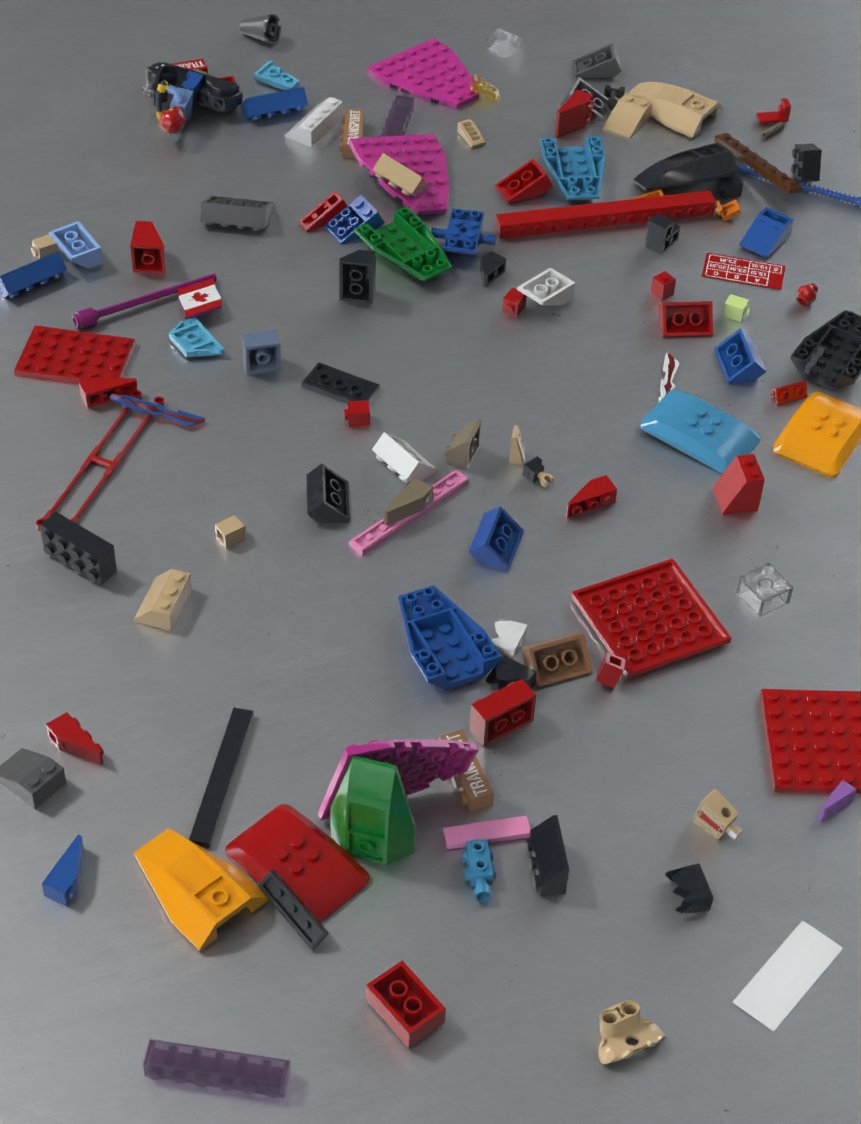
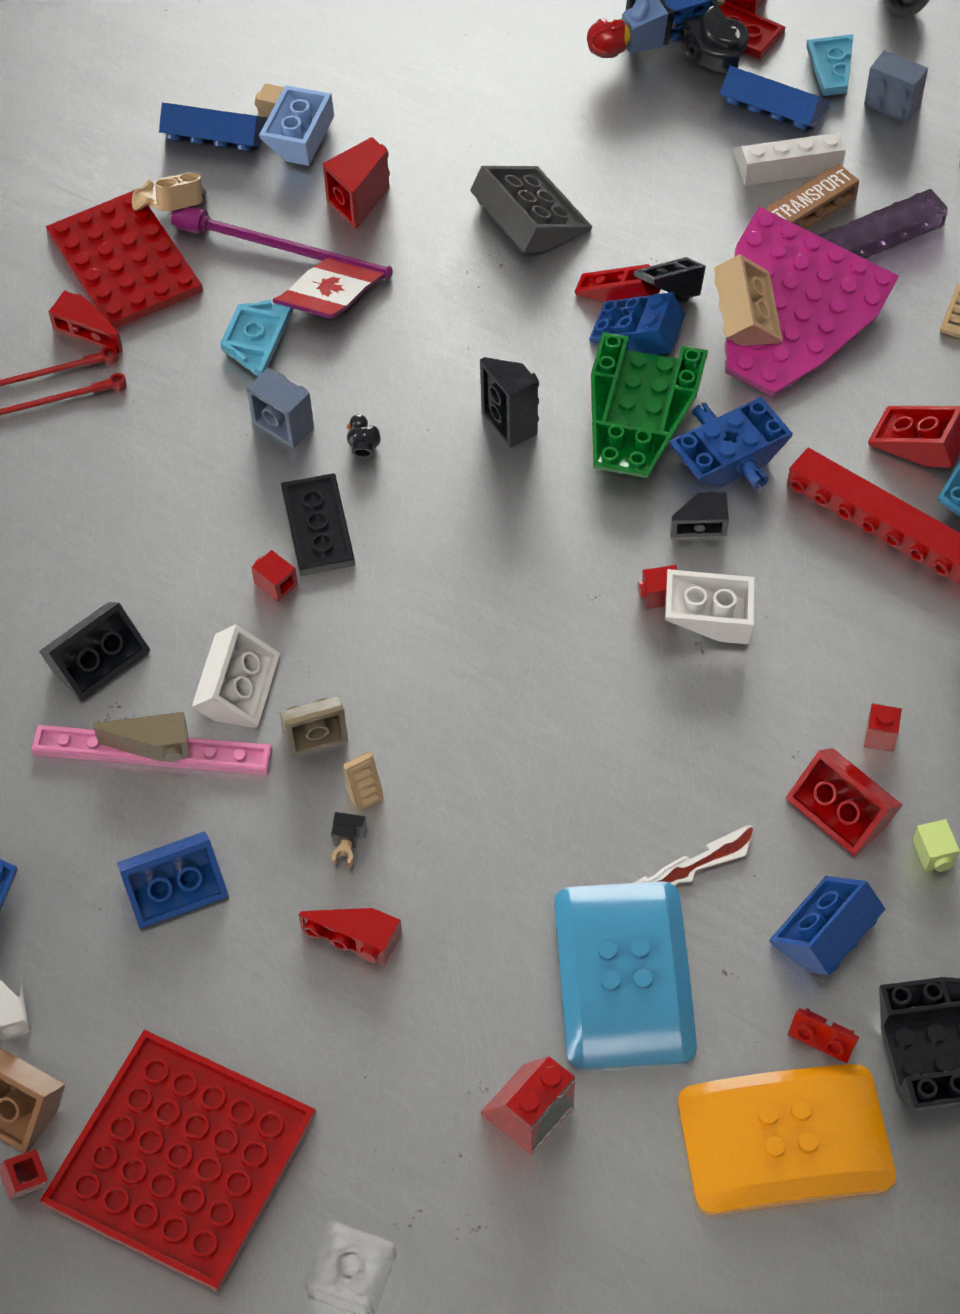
camera: 55 degrees right, 10 degrees up
(68, 307) = (170, 193): none -> tan piece
(156, 409) = (95, 387): blue sword -> none
(311, 341) = (361, 437): none -> black animal
(323, 67) = (895, 86): none -> sand blue brick
(349, 190) = (679, 276): none -> black slope

